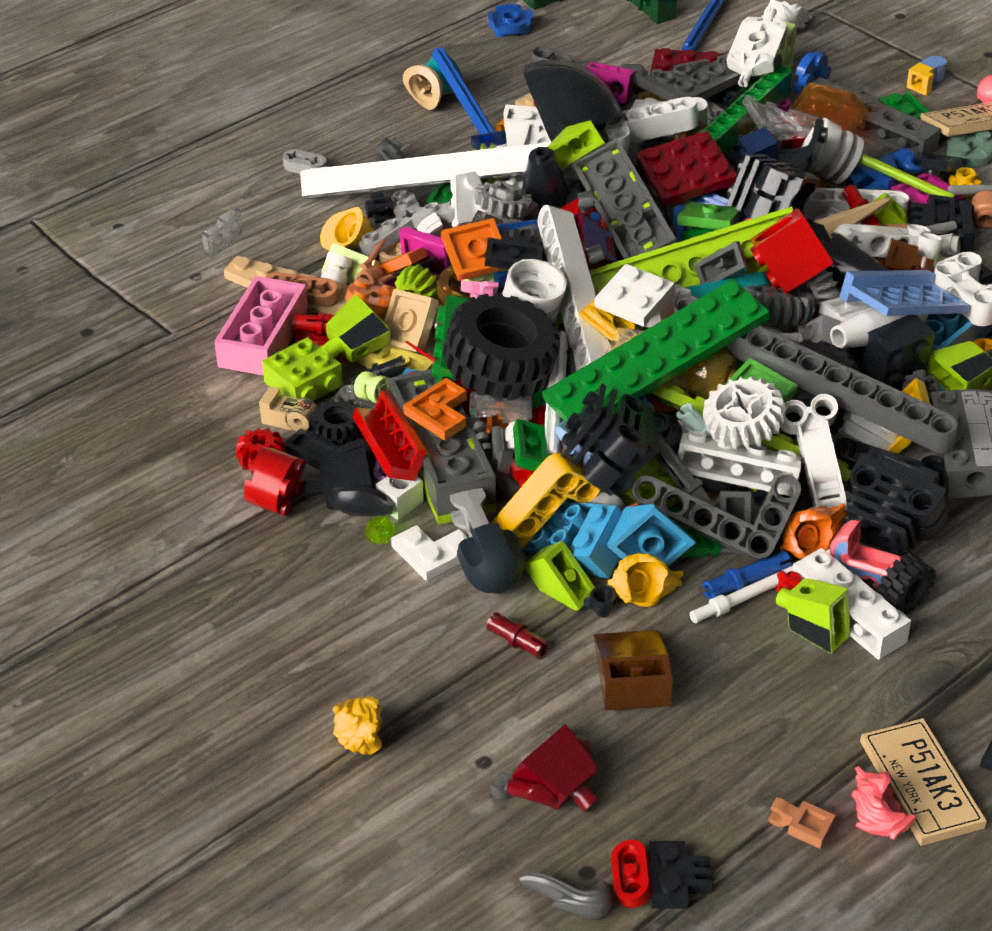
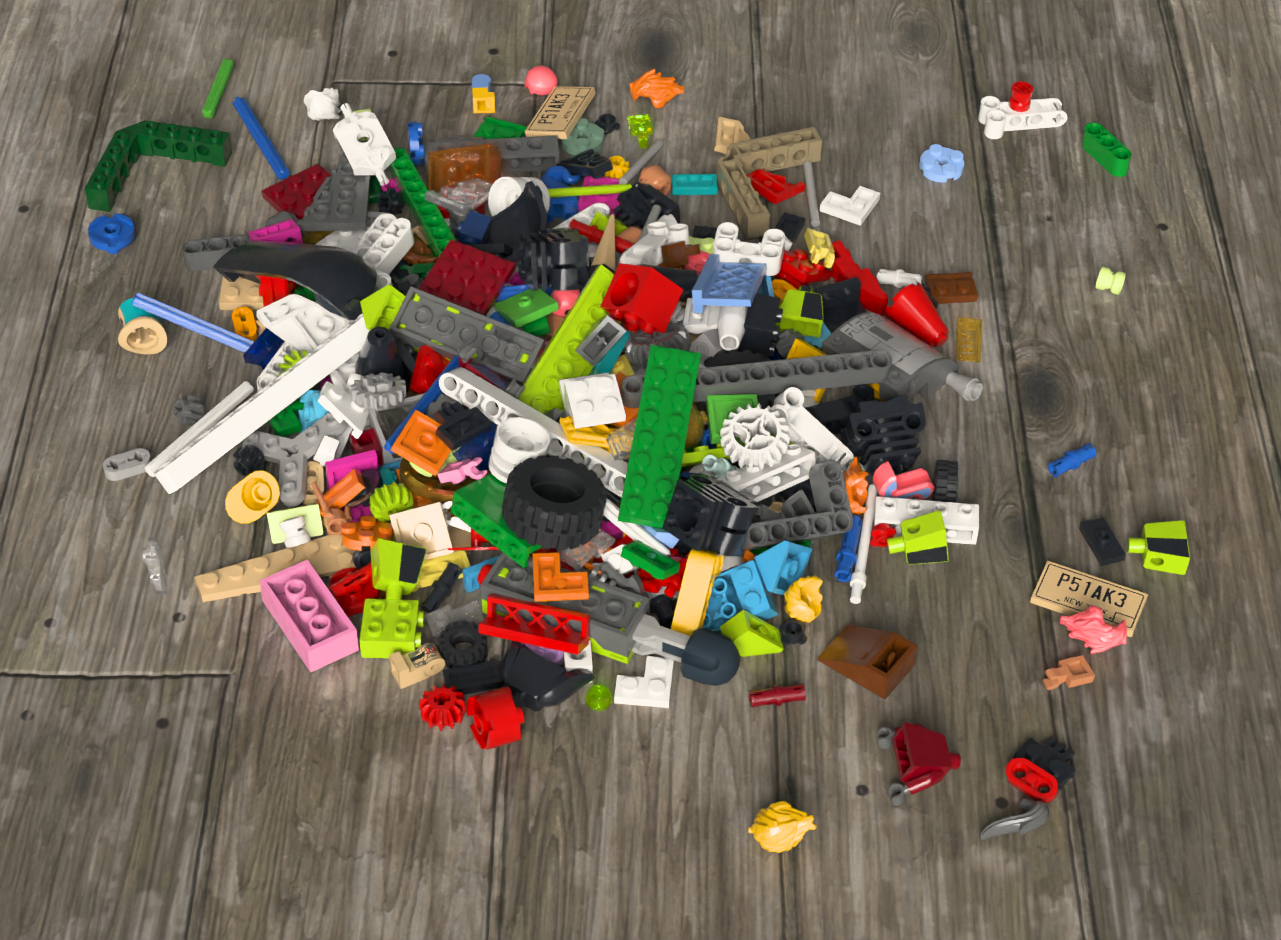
camera: 50 degrees left, 5 degrees up
(317, 296) = (296, 556): nougat beam -> none
(369, 386) = (464, 600): yellowish green wheel -> none

